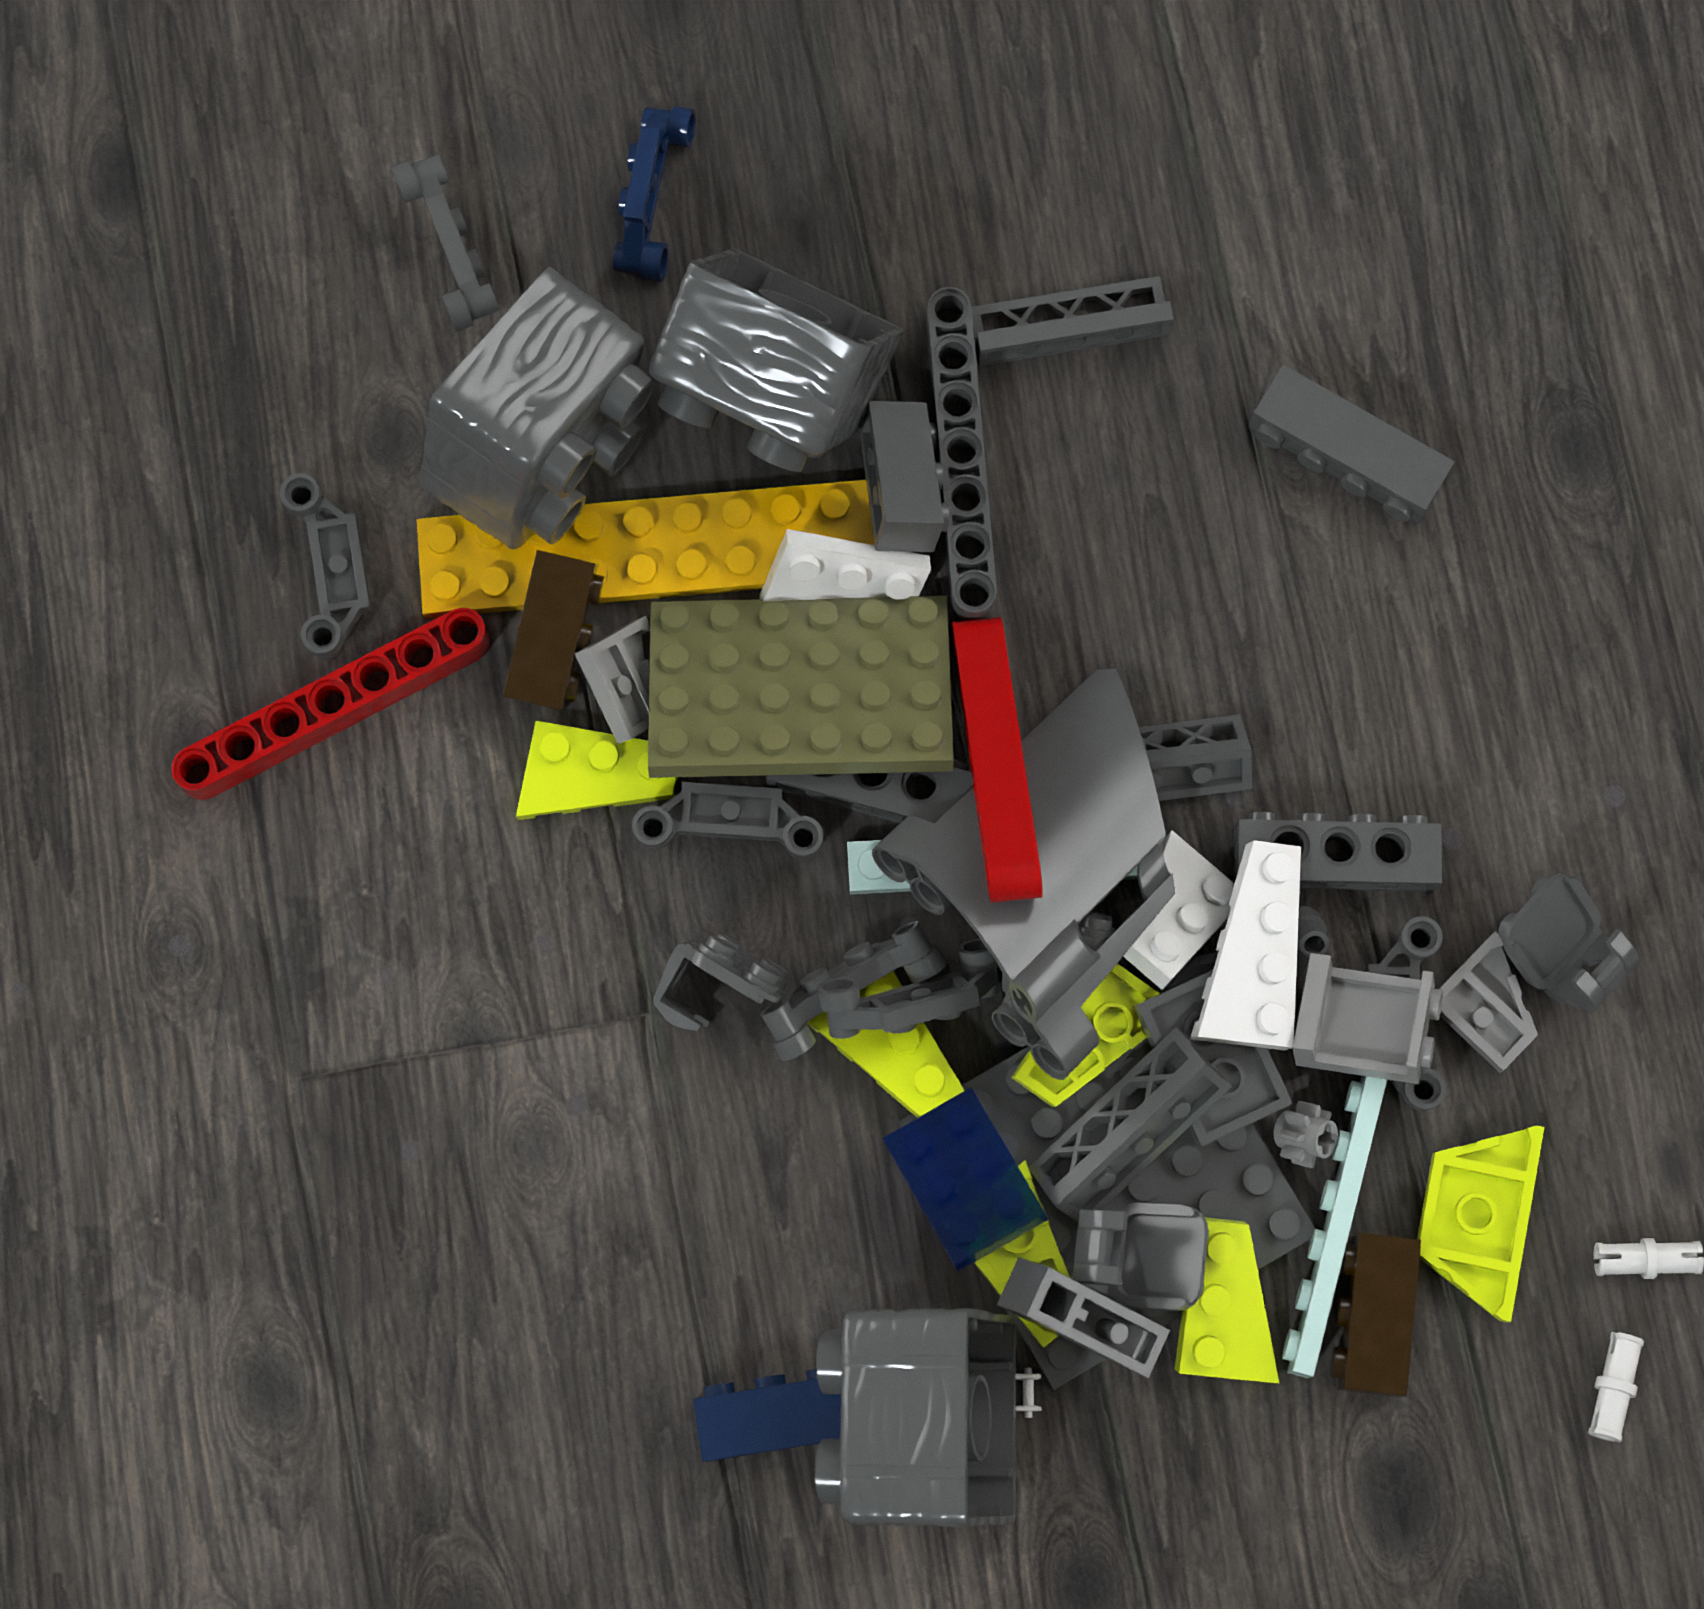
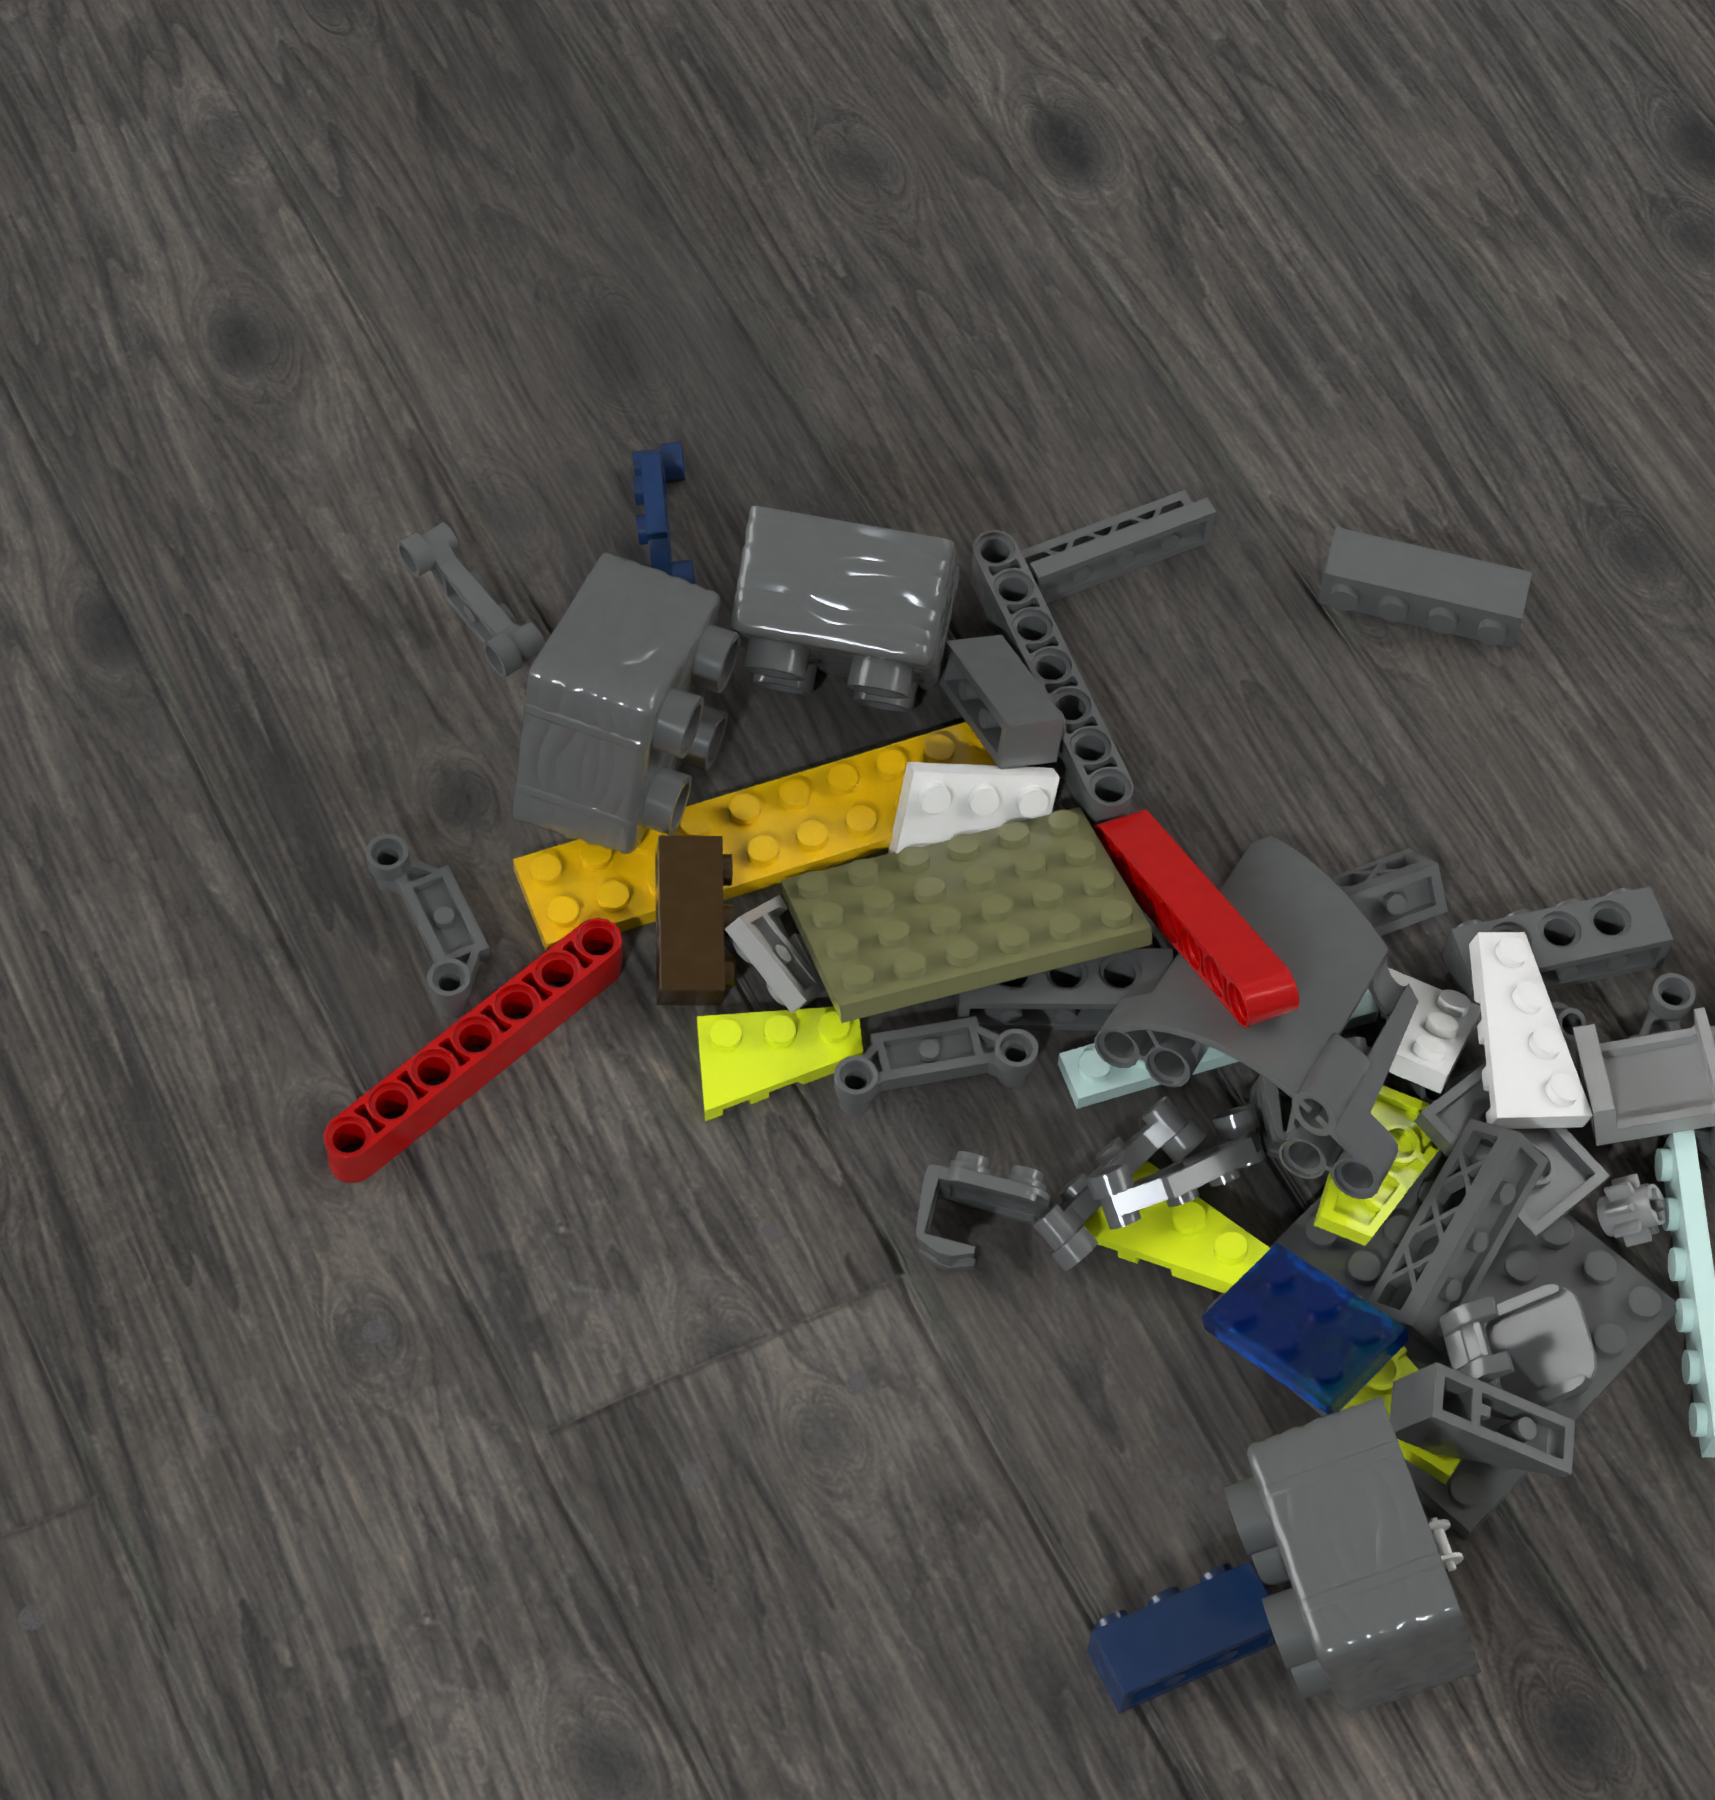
camera: 20 degrees left, 20 degrees down
(1228, 1325) = (1624, 1413): neon yellow wing -> none

